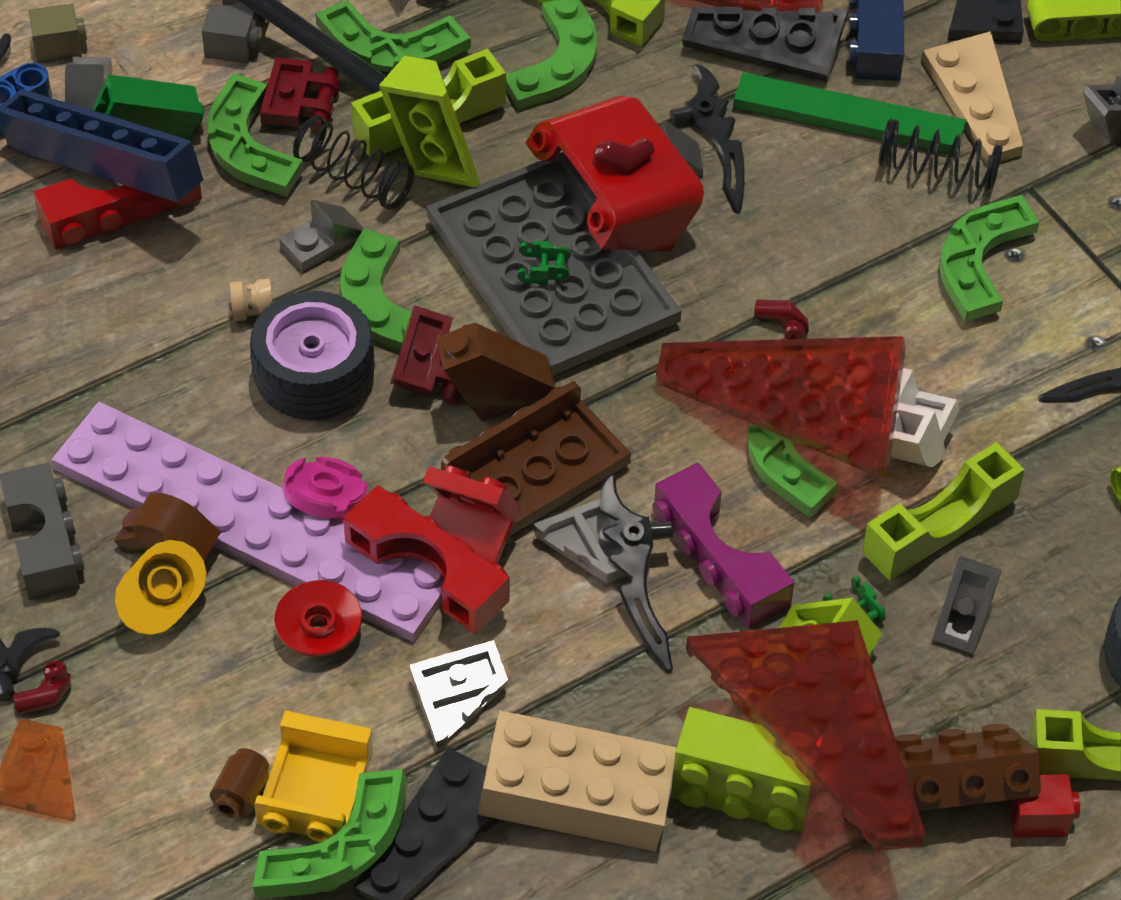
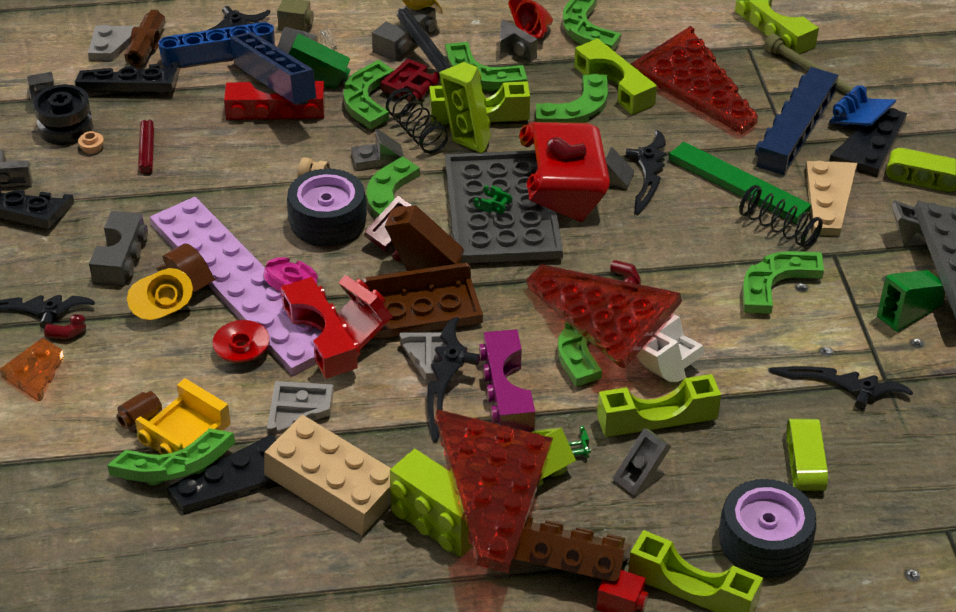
camera: 25 degrees right, 10 degrees down
(771, 38) = (717, 131): black wing -> none

